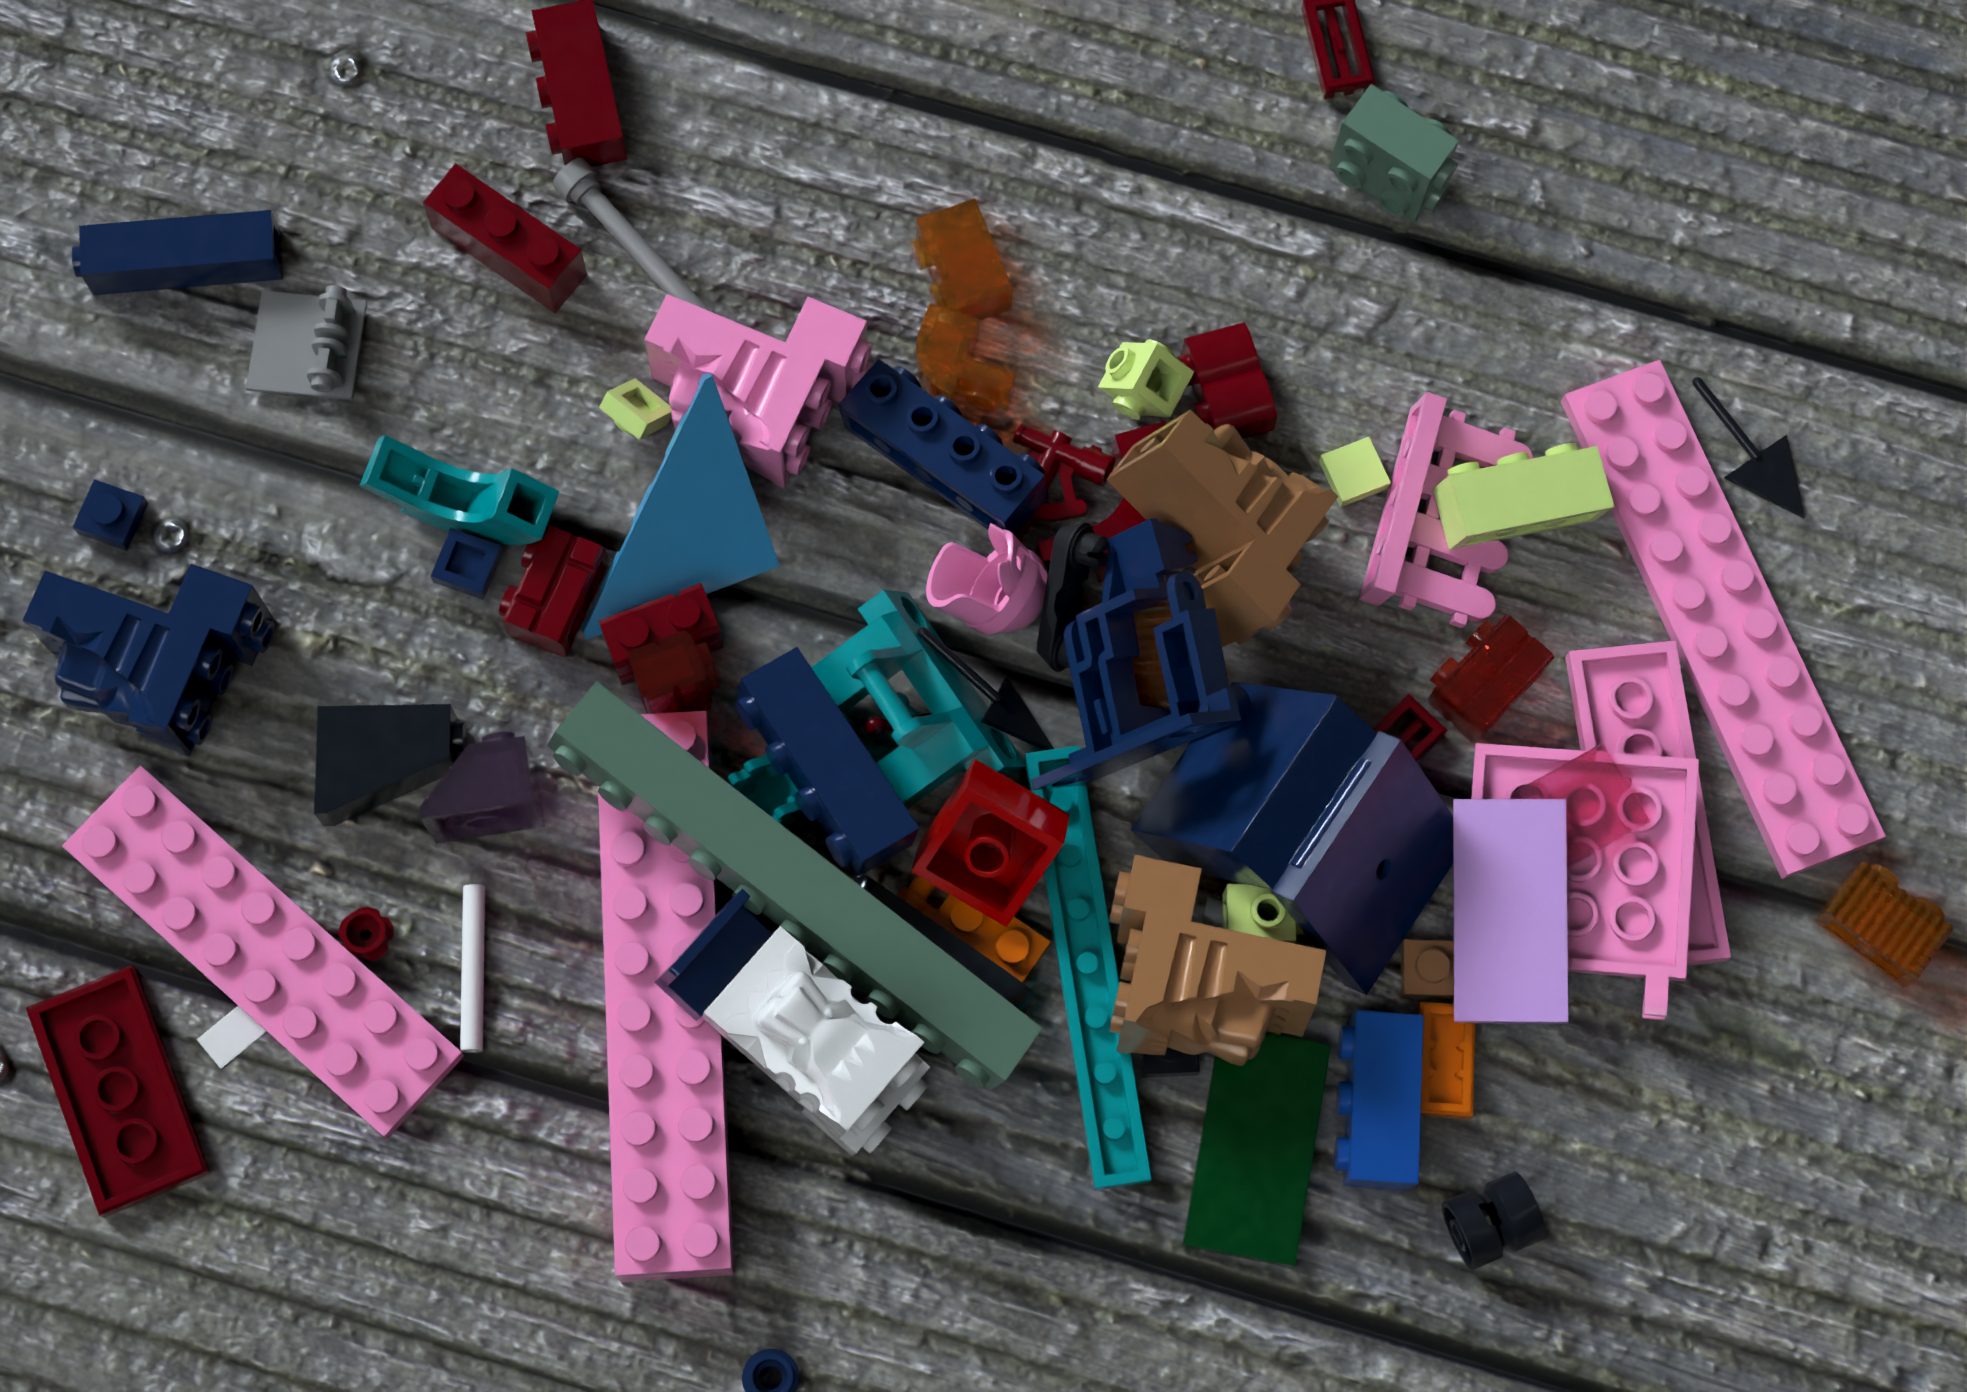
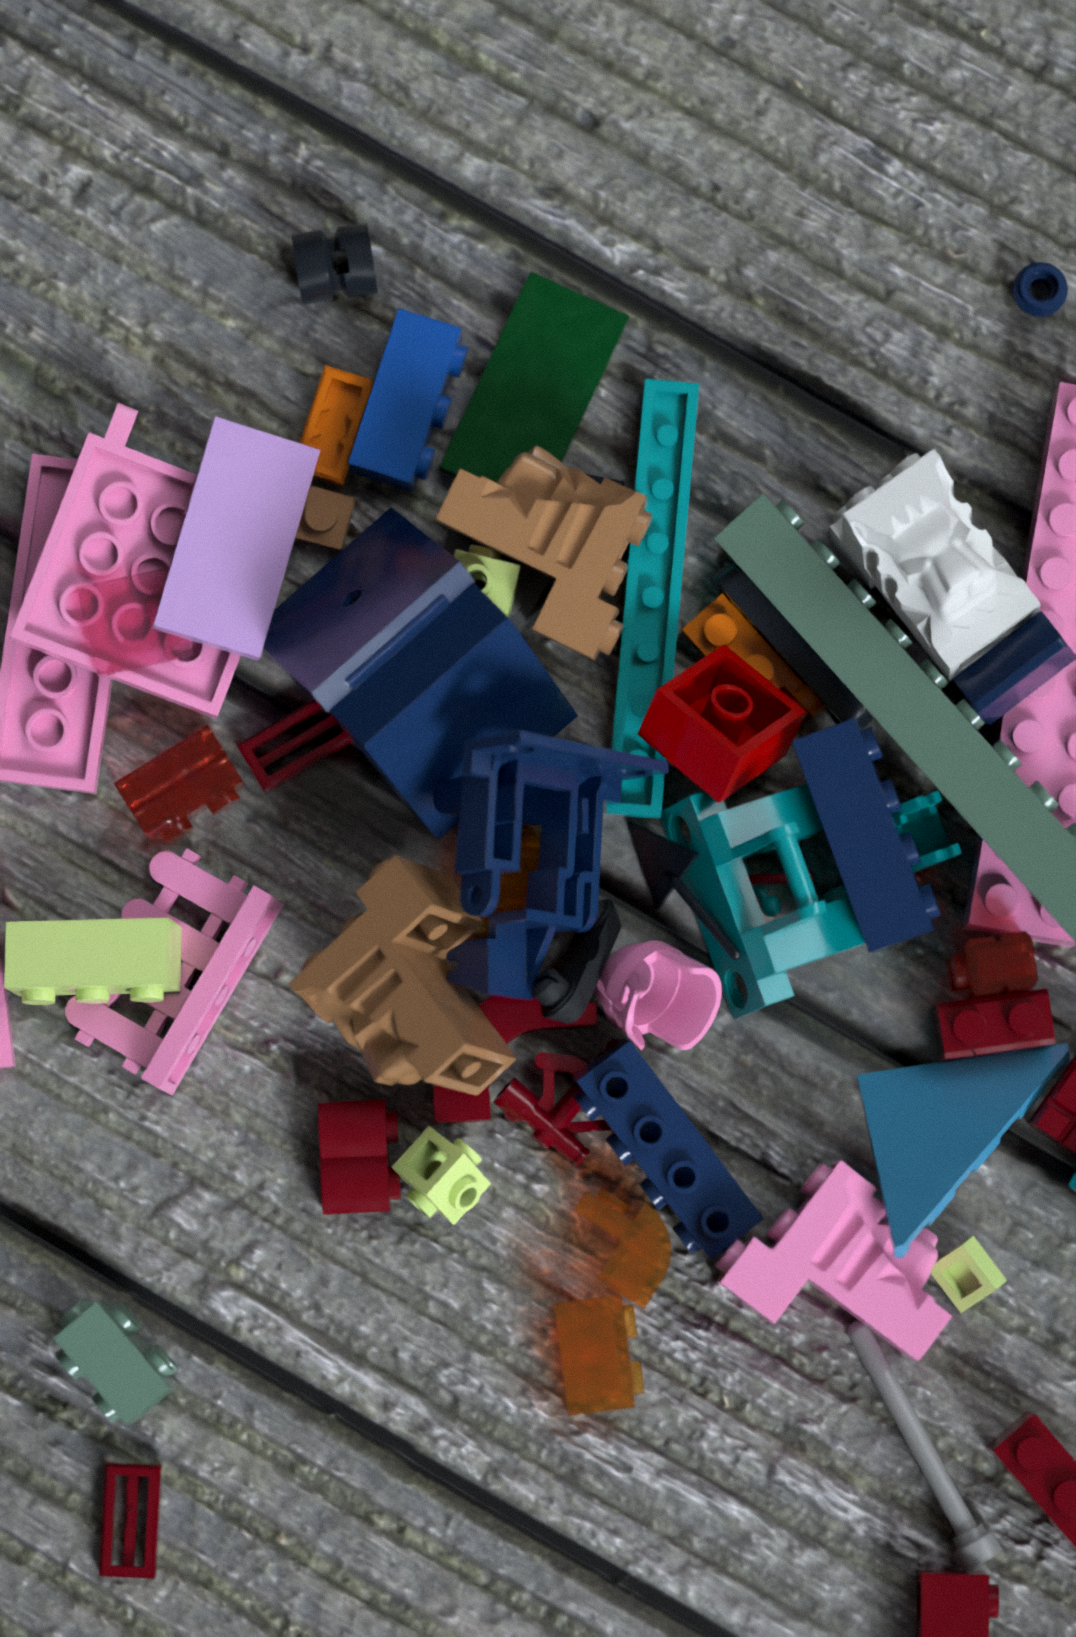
camera: 160 degrees left, 10 degrees up
(1354, 471) = (250, 1037): yellowish green tile -> none

